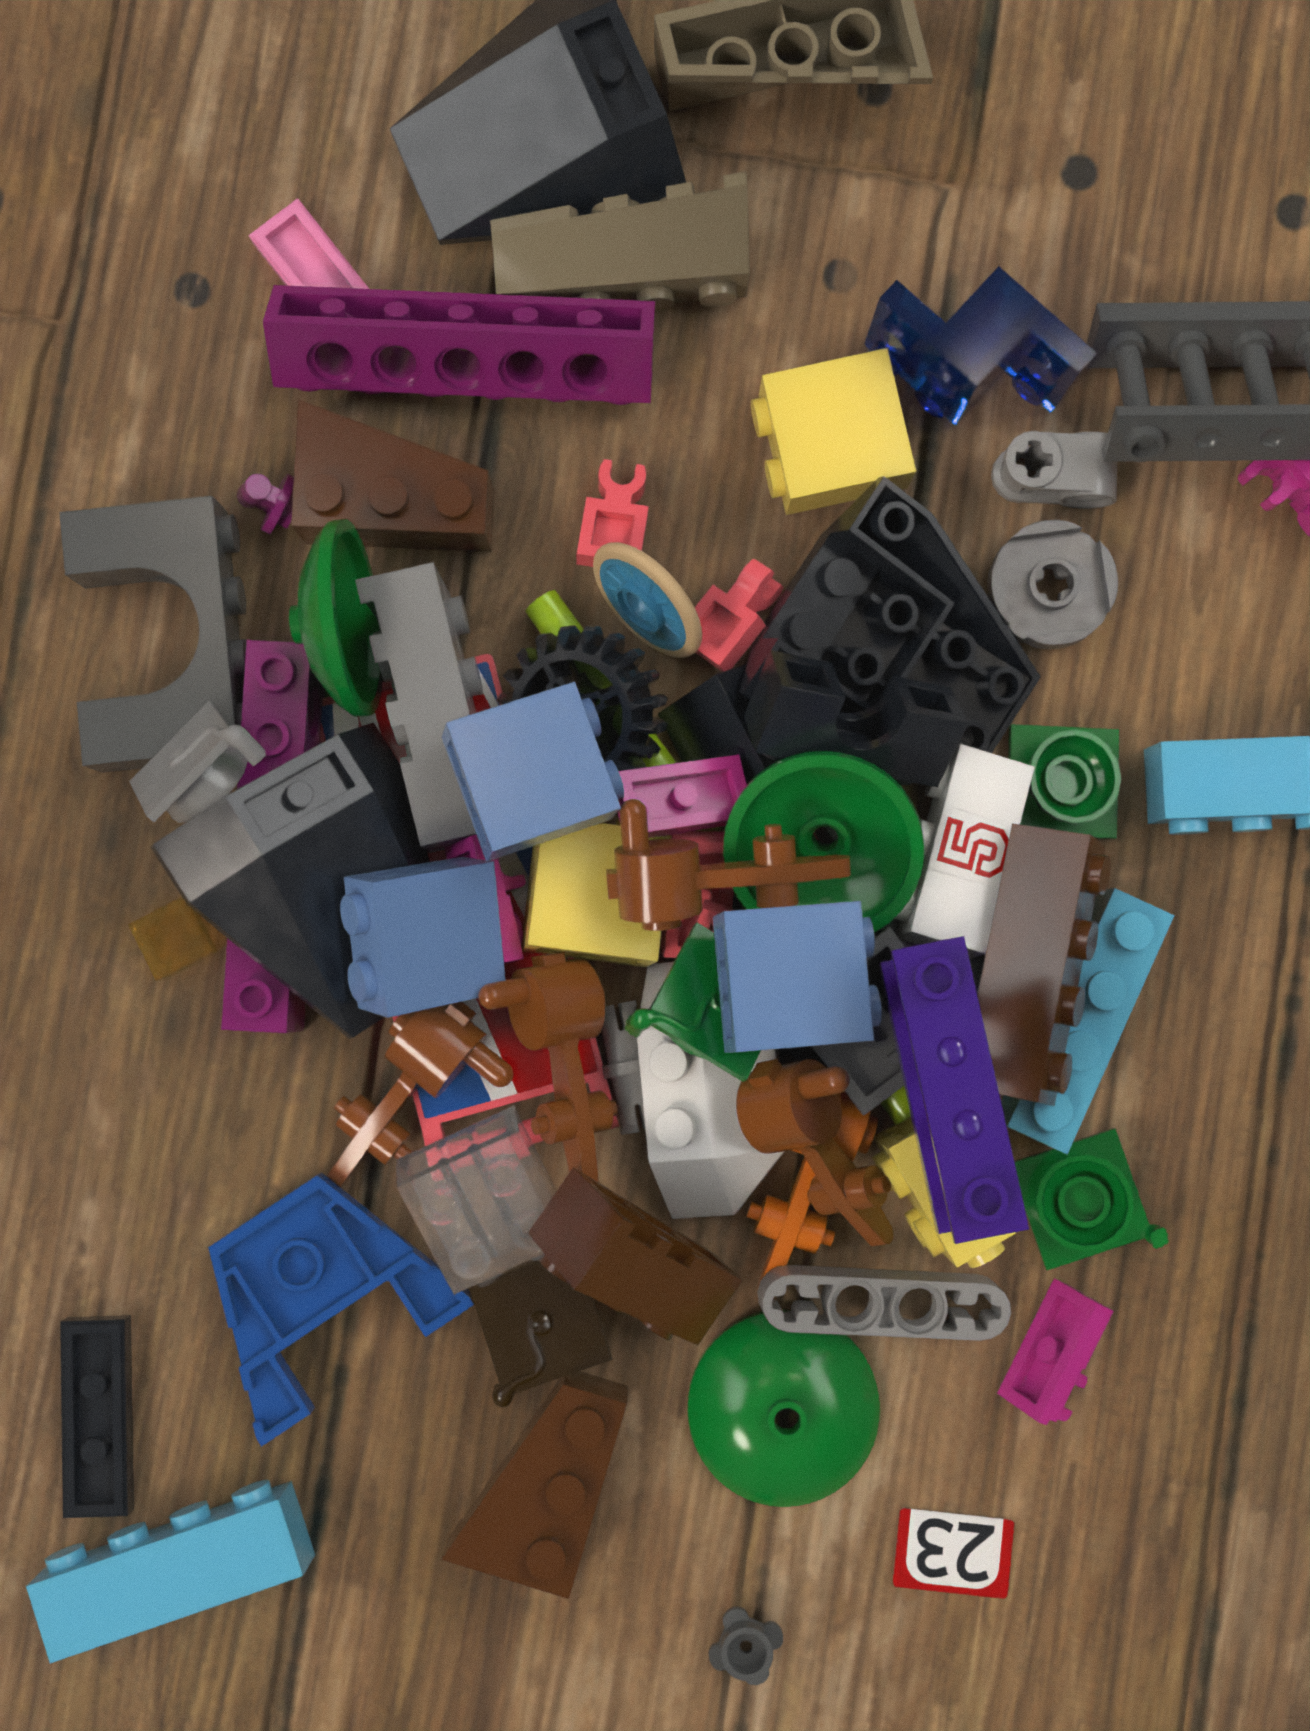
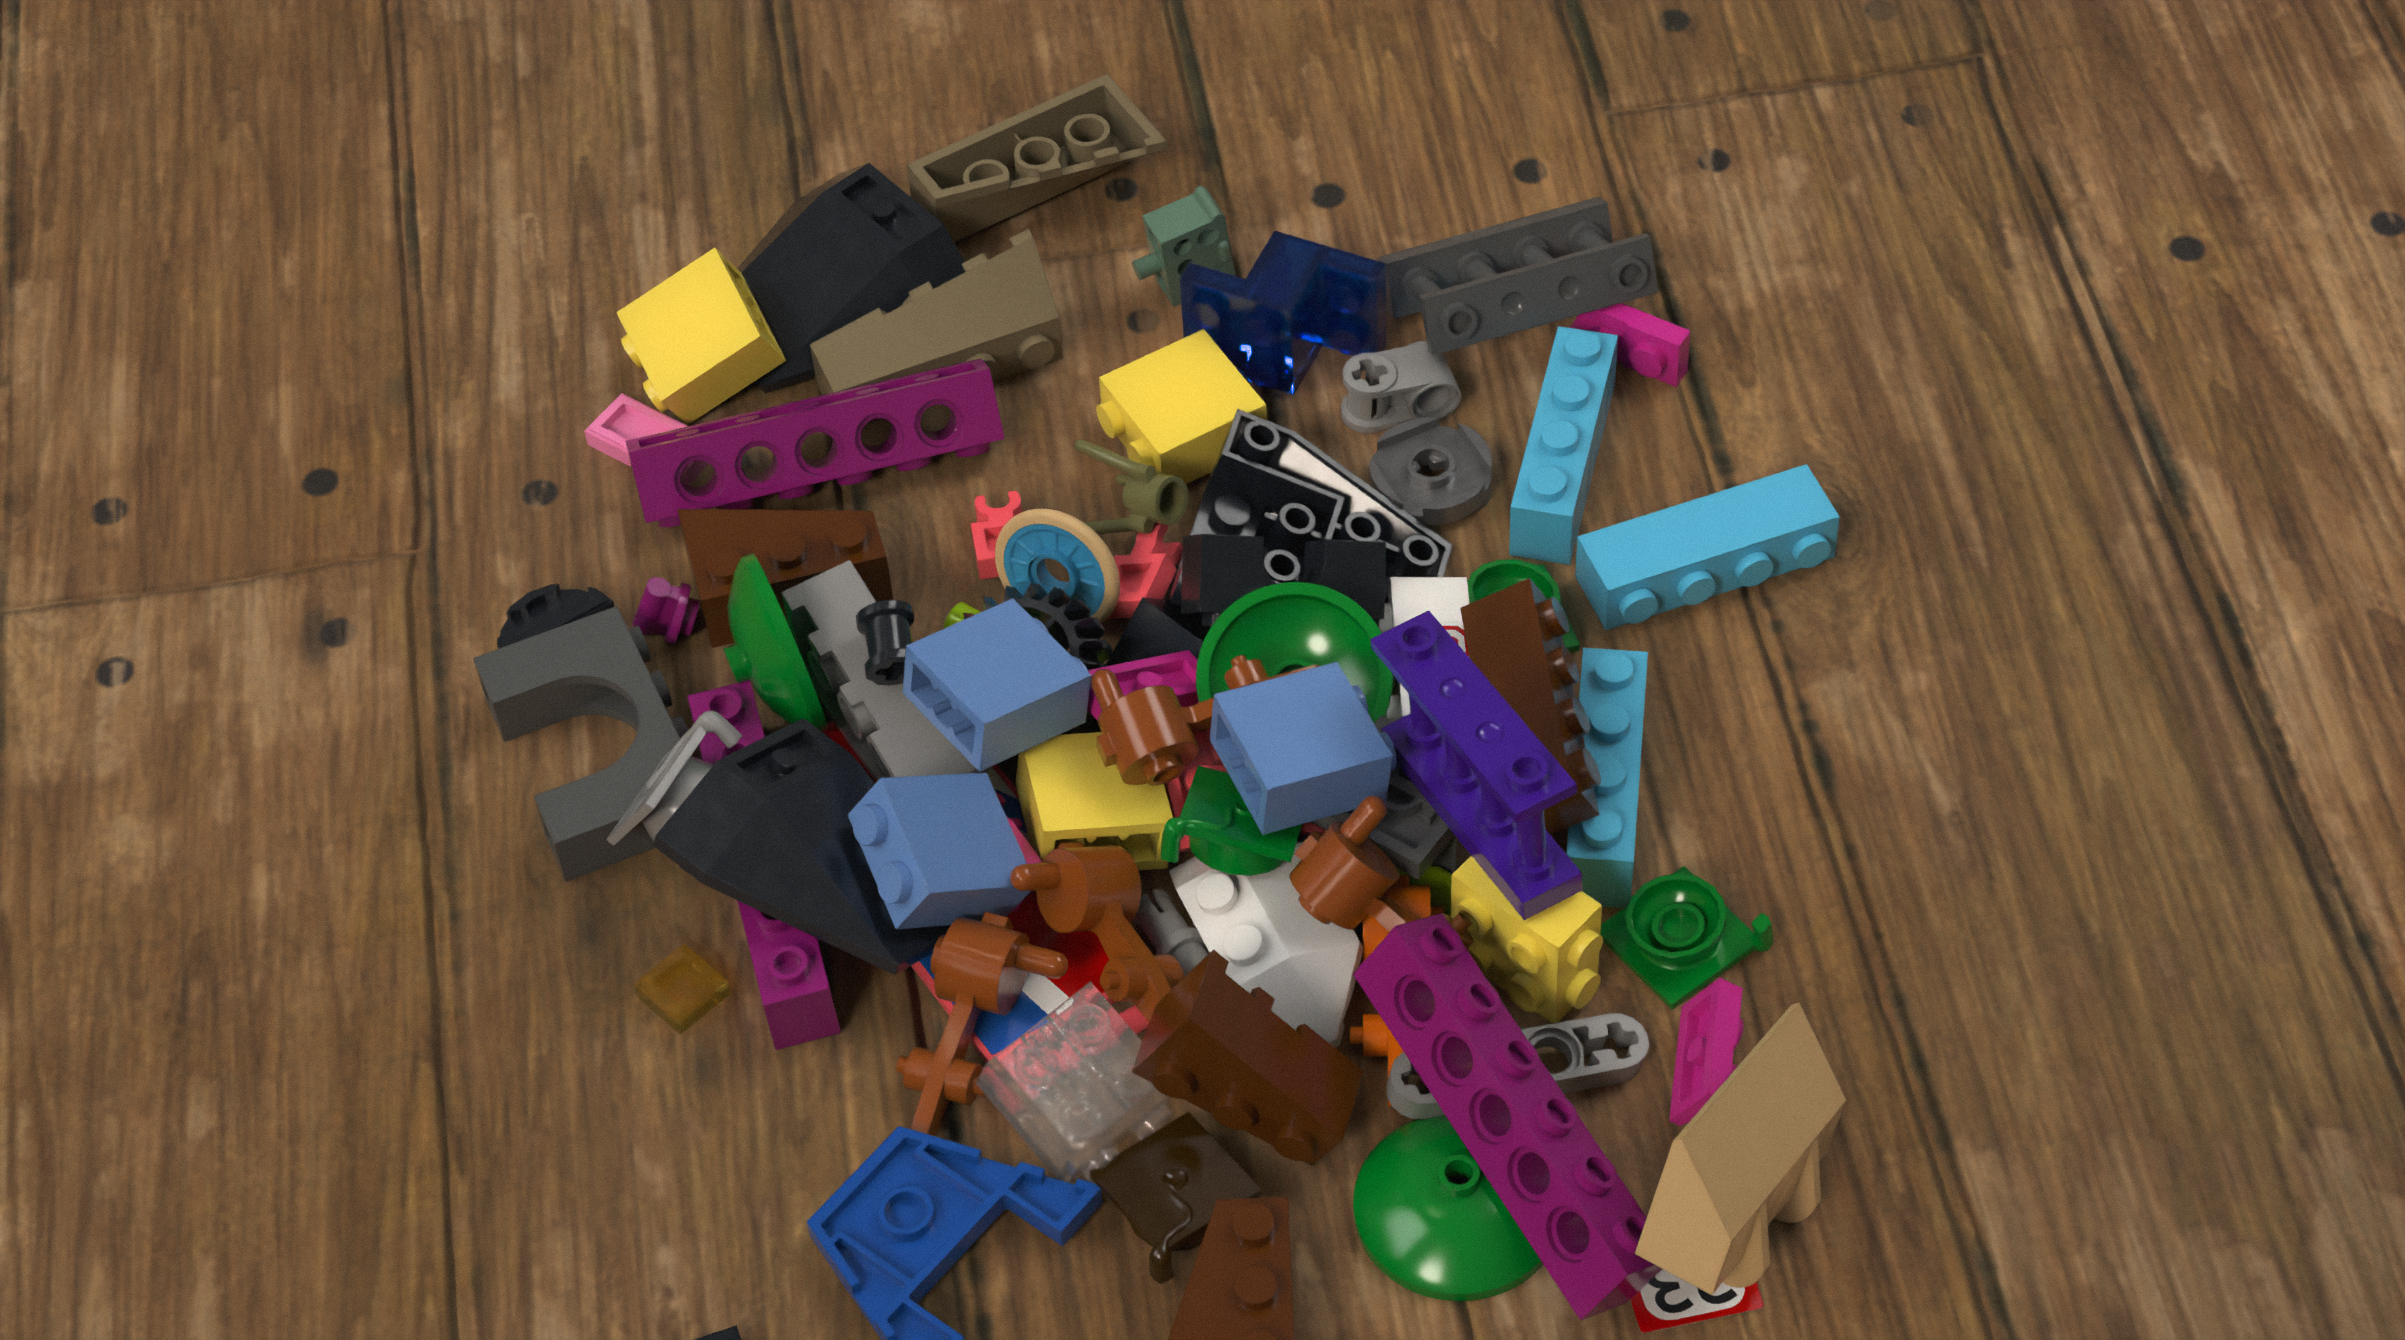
camera: 15 degrees left, 35 degrees down
(154, 467) = (549, 609): none -> black plate
(383, 169) = (699, 337): none -> light yellow brick
(440, 685) = (886, 634): none -> black bush
(766, 547) = (1146, 493): none -> olive plant
(852, 1395) = (1509, 1113): none -> magenta brick
(908, 219) = (1184, 234): none -> sand green piece
(1036, 1533) = (1746, 1162): none -> tan piece
(1194, 604) = (1563, 445): none -> medium azure brick

